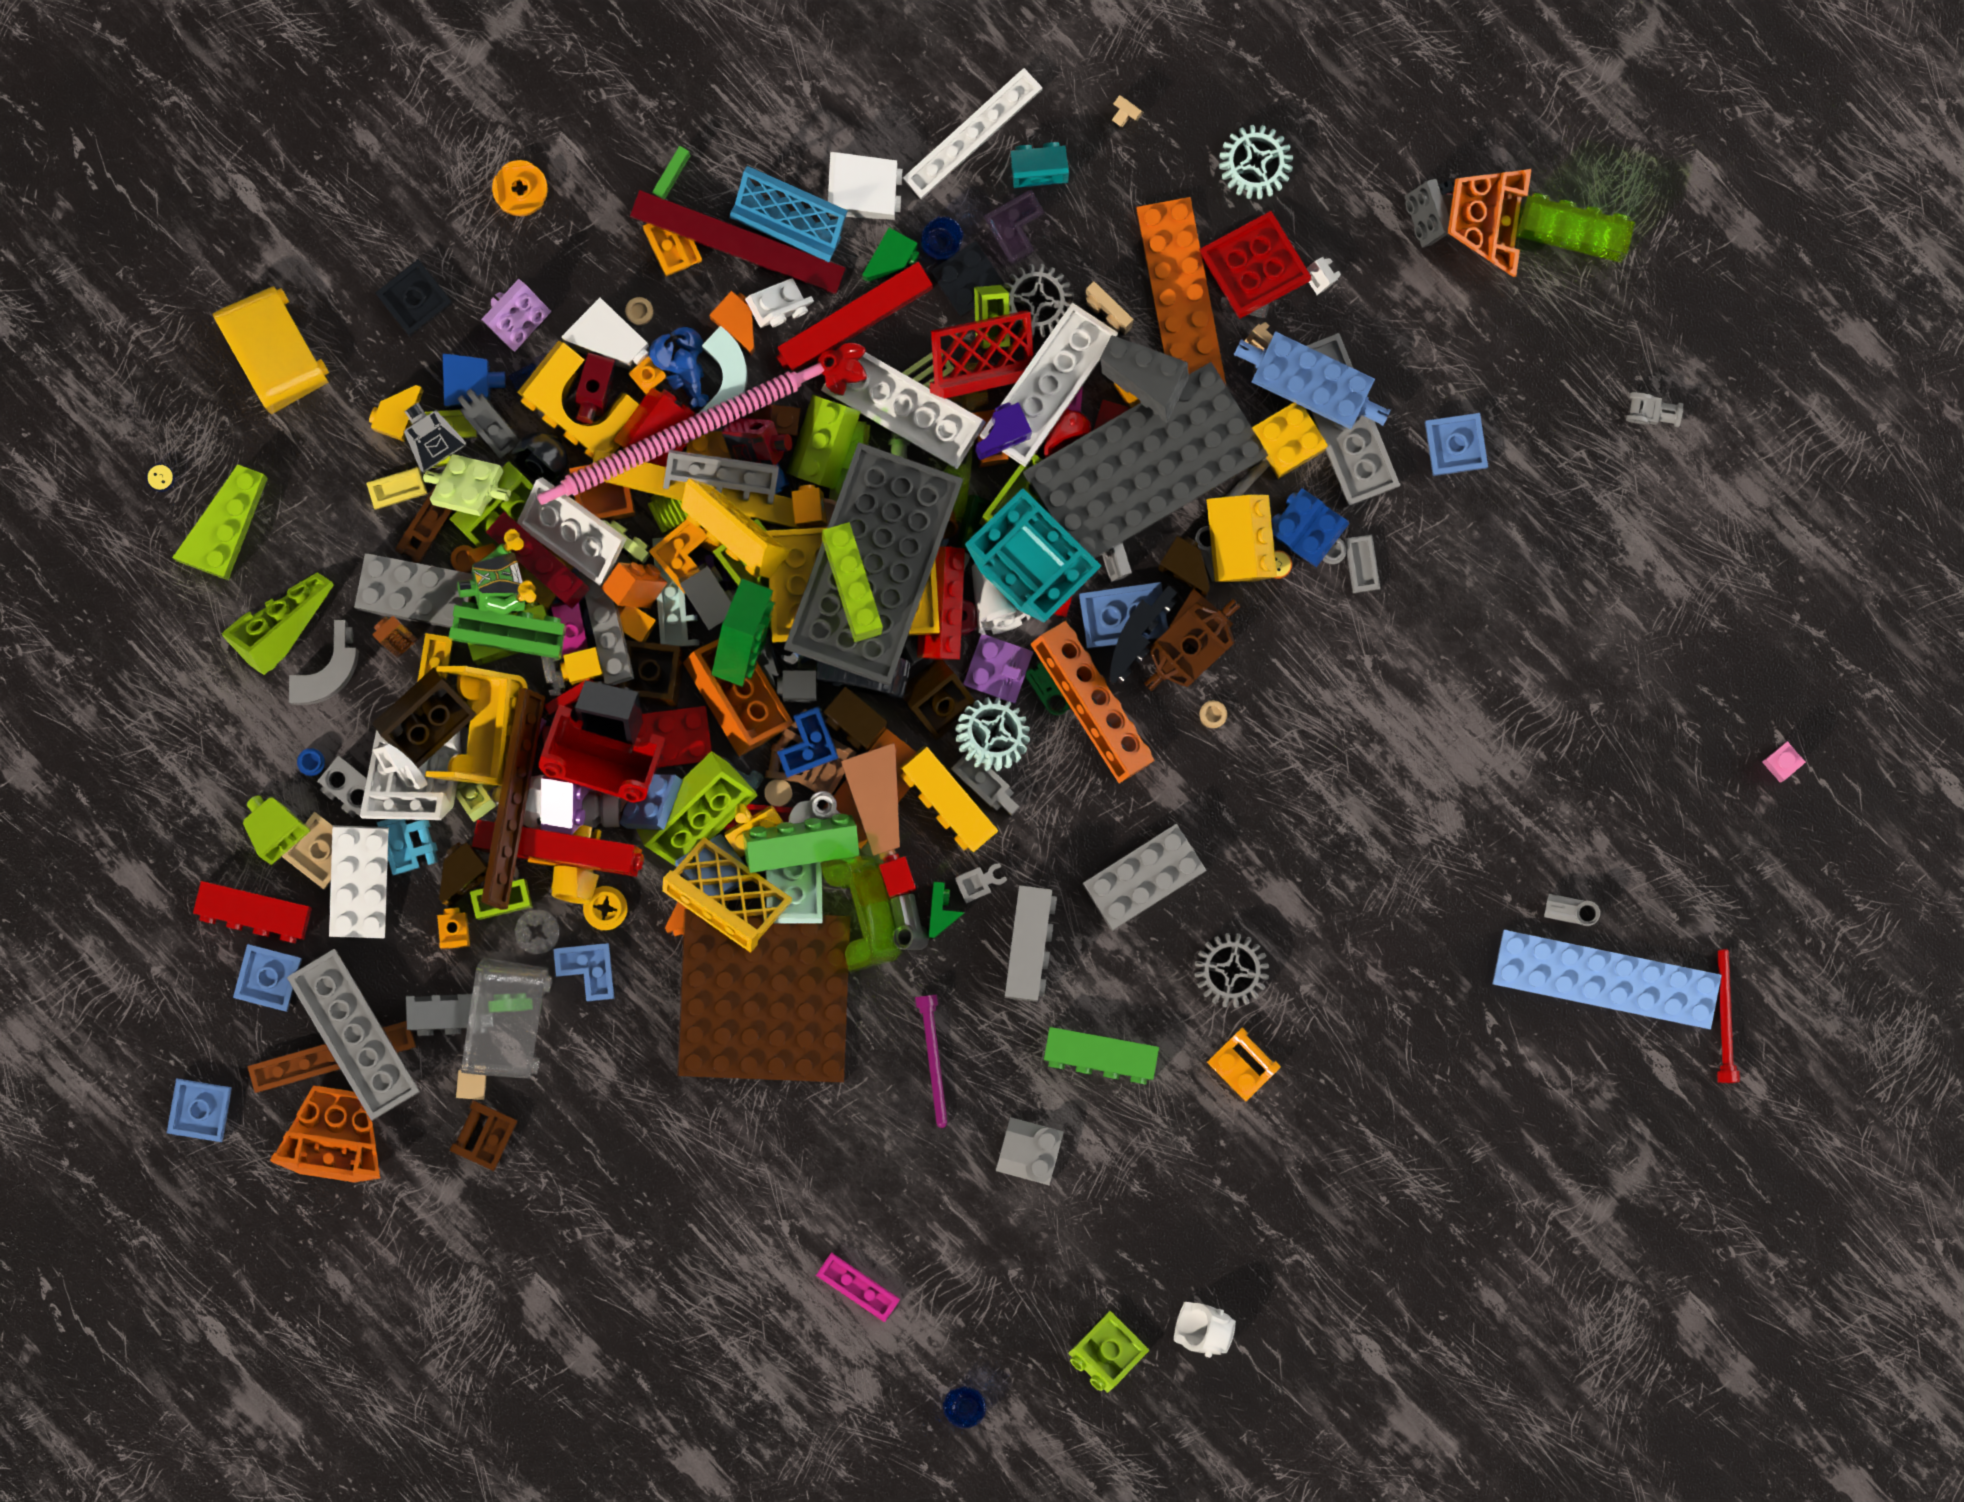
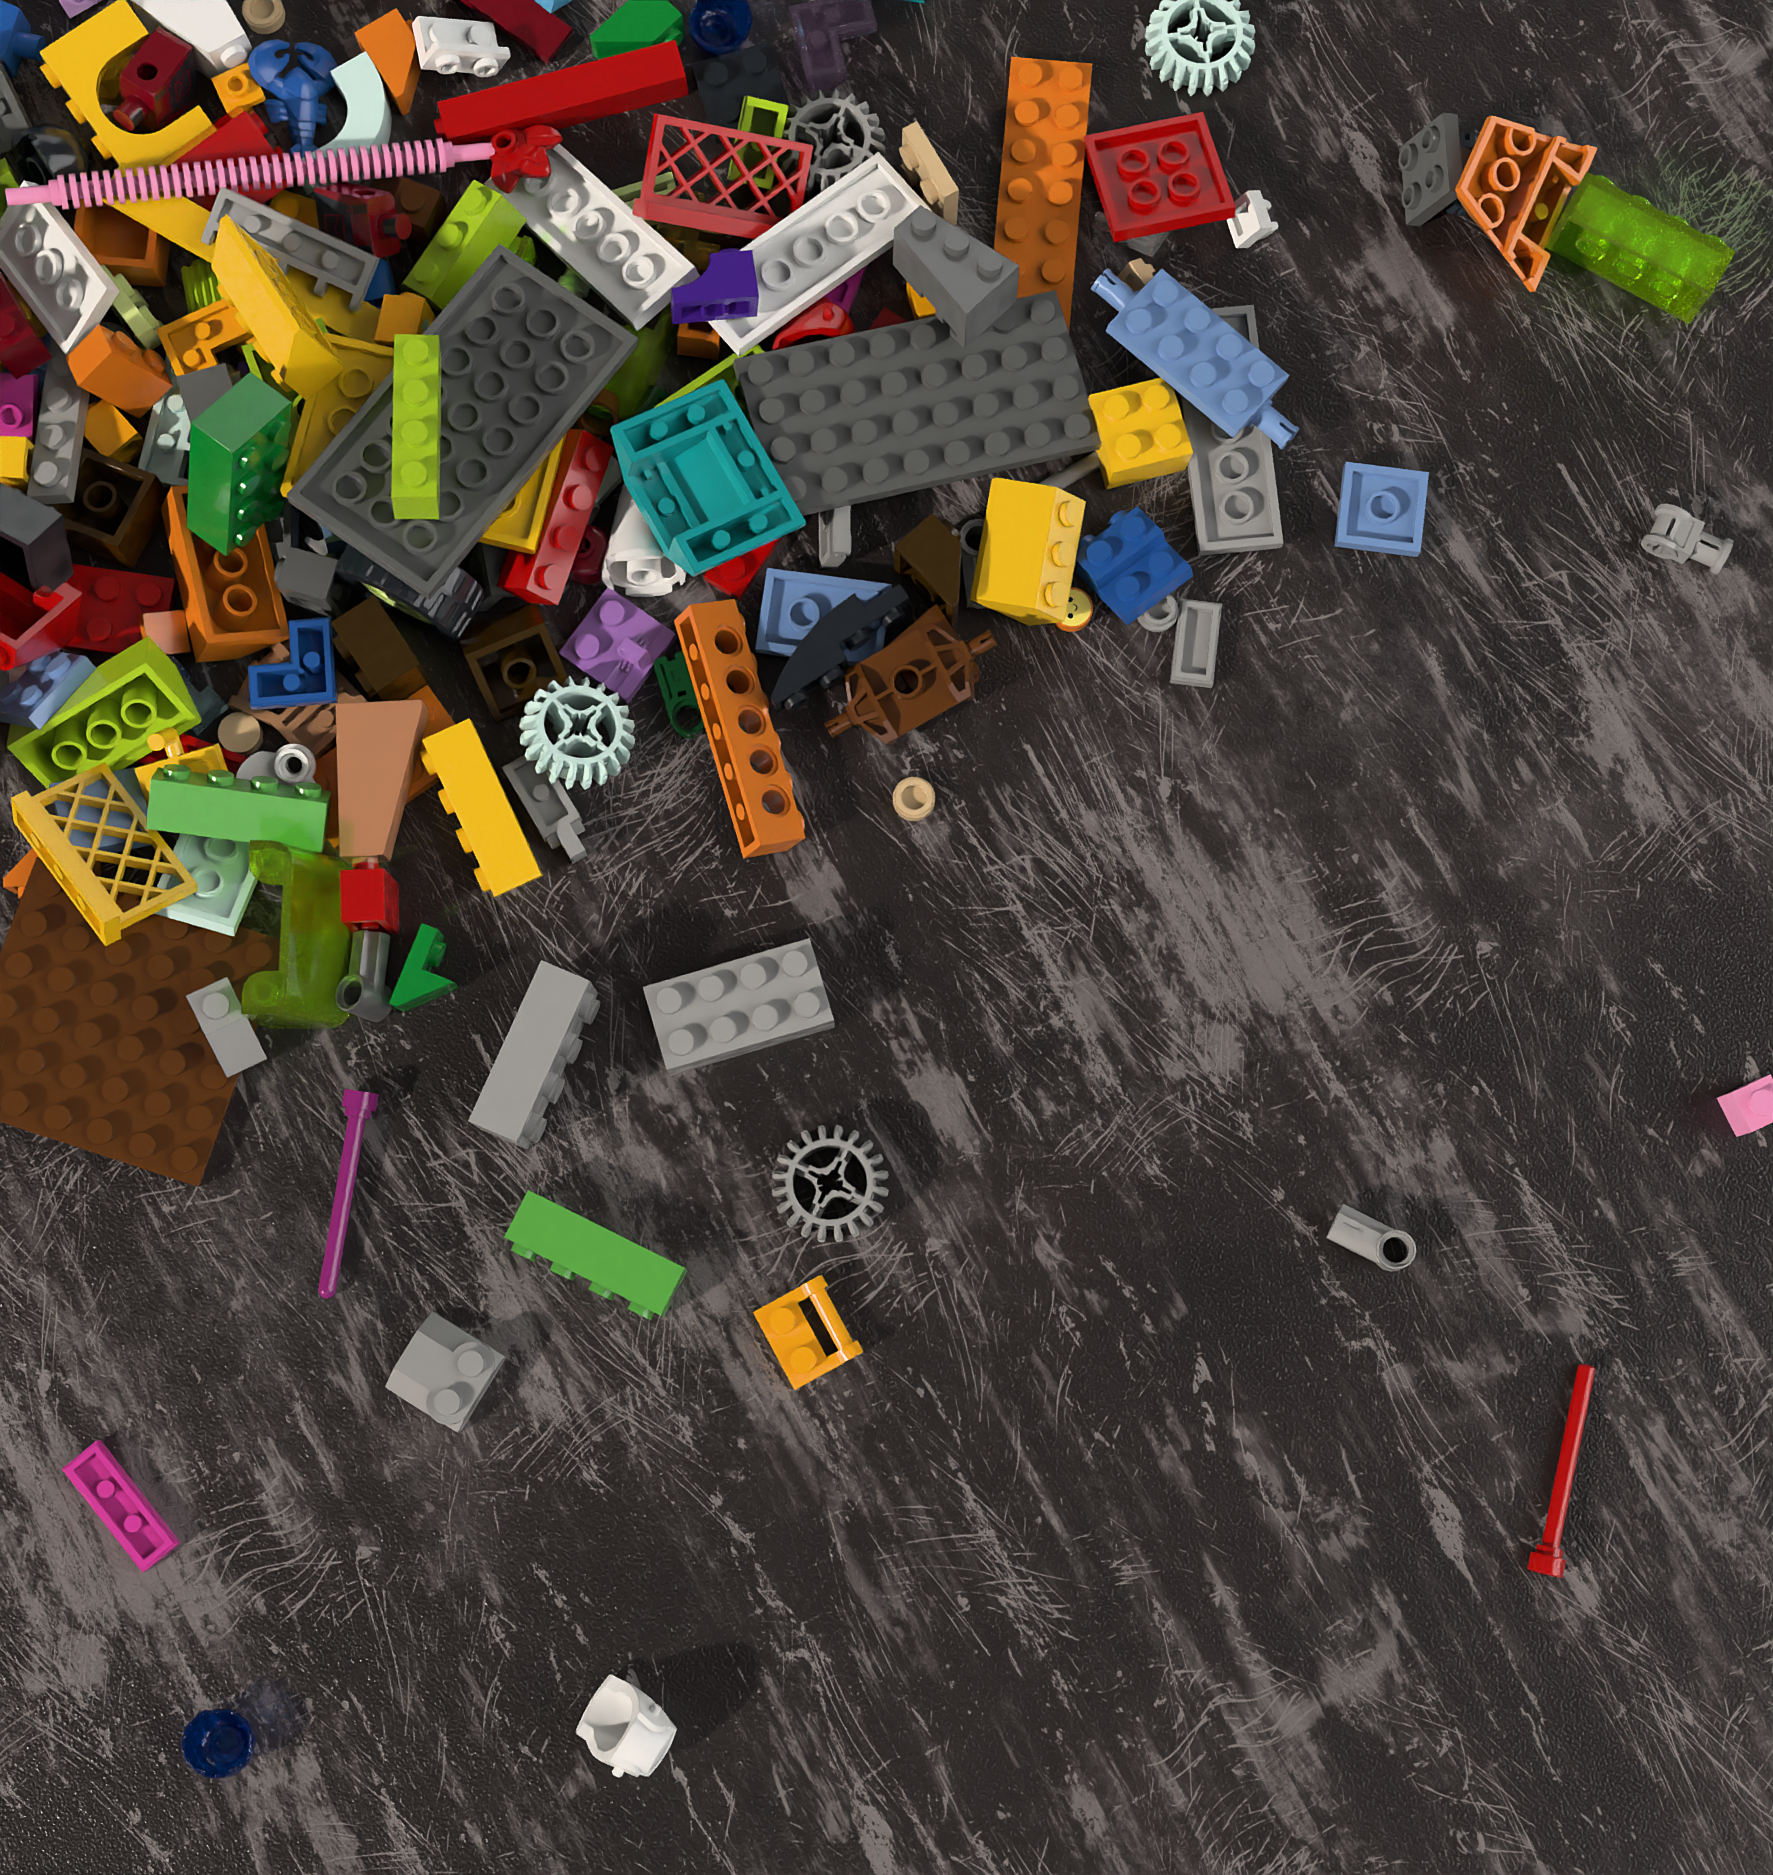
camera: 15 degrees right, 5 degrees down
(712, 740) = (166, 630): none -> orange tile
(834, 979) = (225, 1027): none -> light grey slope
(975, 883) = (486, 946): light grey plate -> none
(1107, 1352) = (466, 1721): lime plate -> none
(1606, 979) = (1398, 1361): light blue plate -> none

